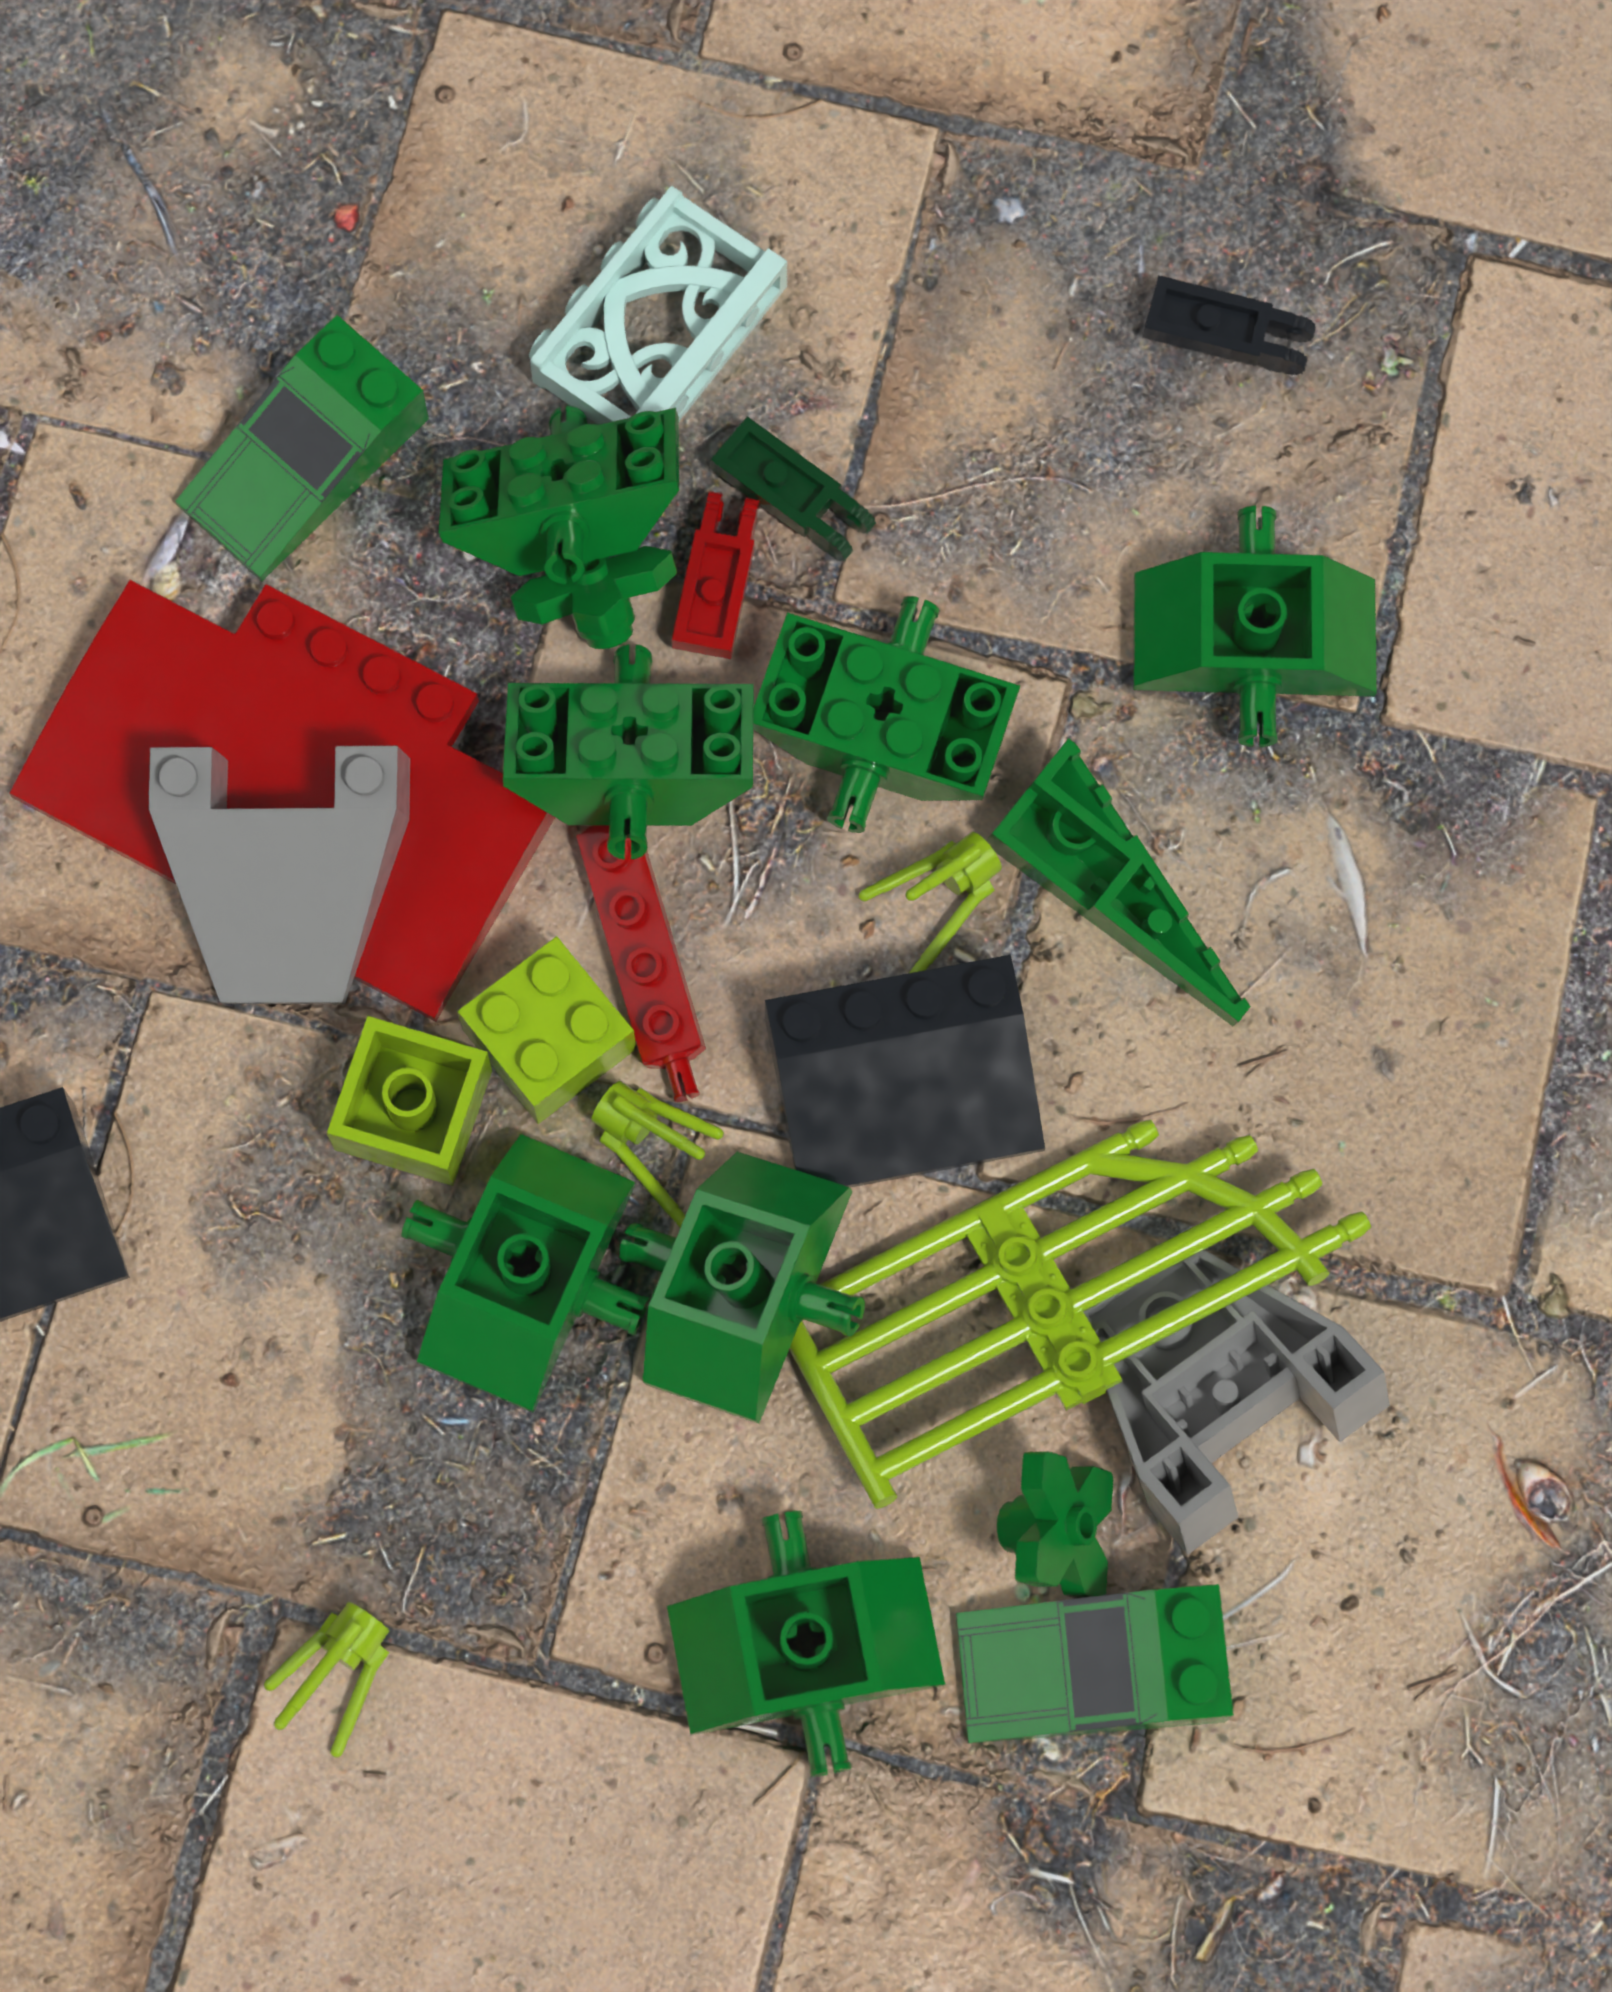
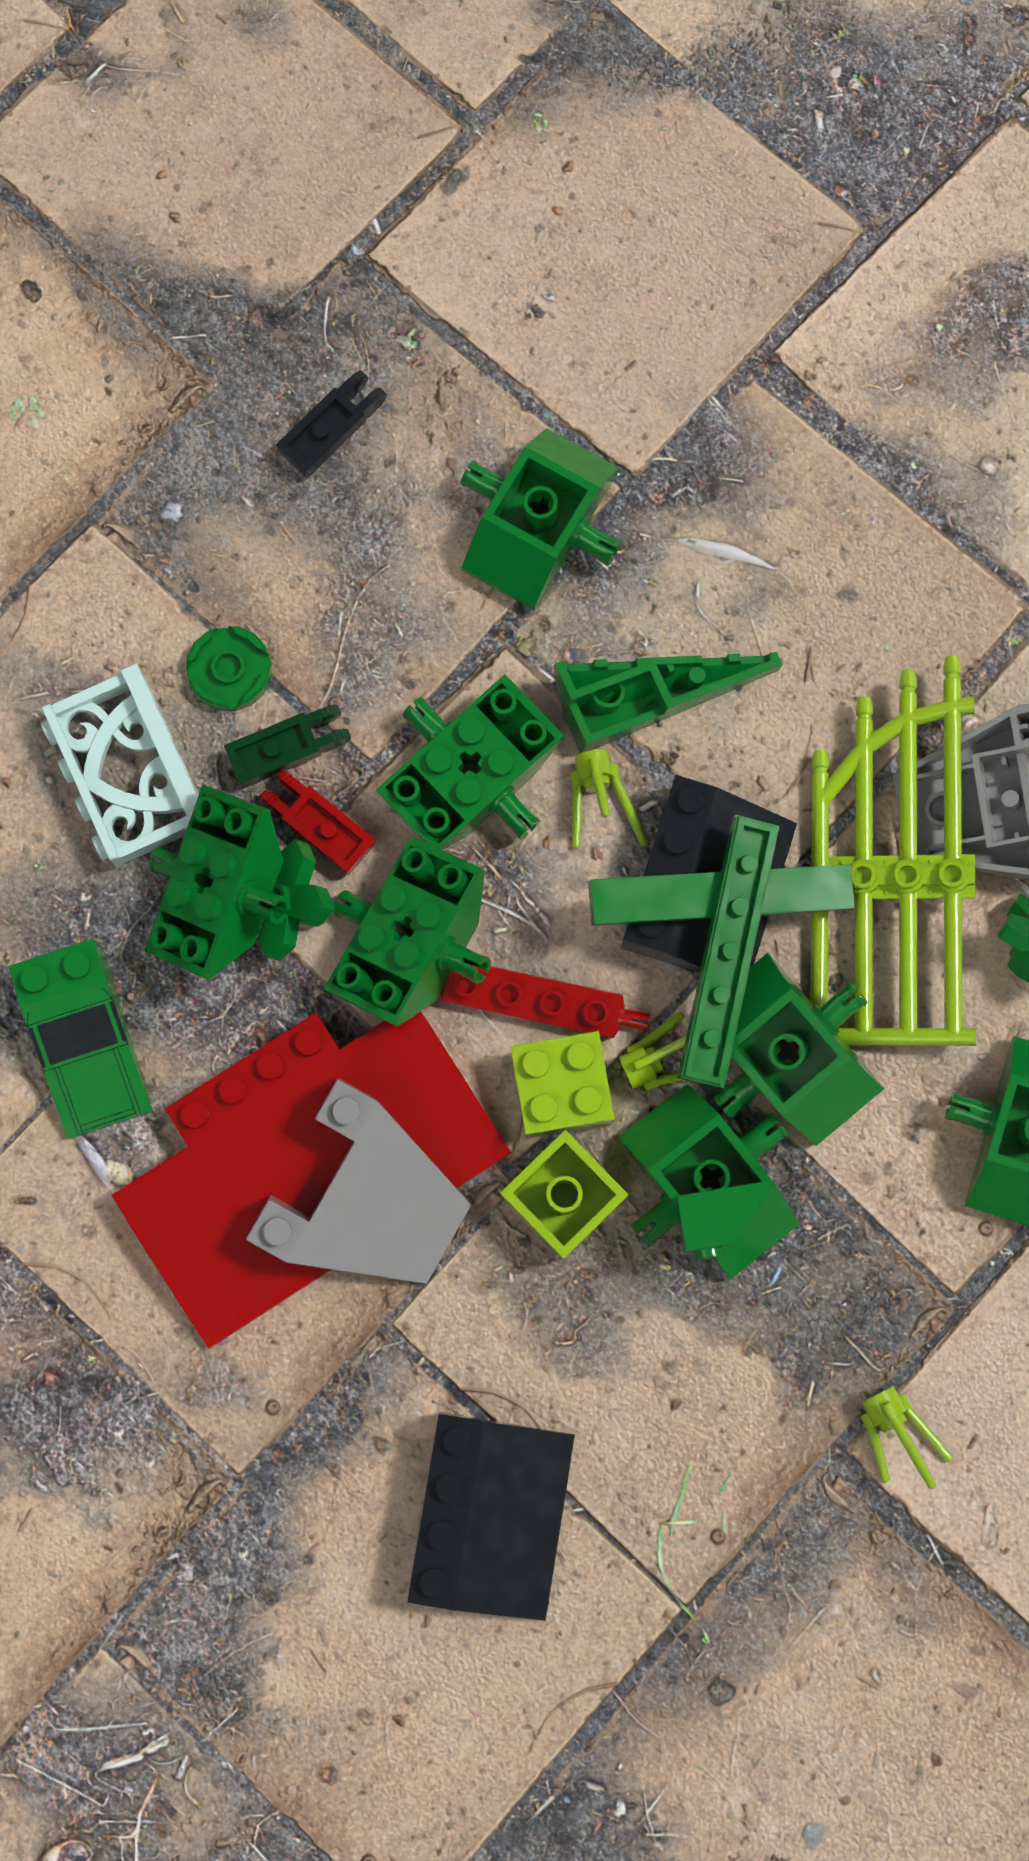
camera: 55 degrees left, 5 degrees up
(471, 1282) = (716, 1217): none -> green slope
(816, 1127) = (728, 952): none -> green tile
(850, 375) = (228, 668): none -> green tile
(886, 1086) = (694, 895): none -> green tile

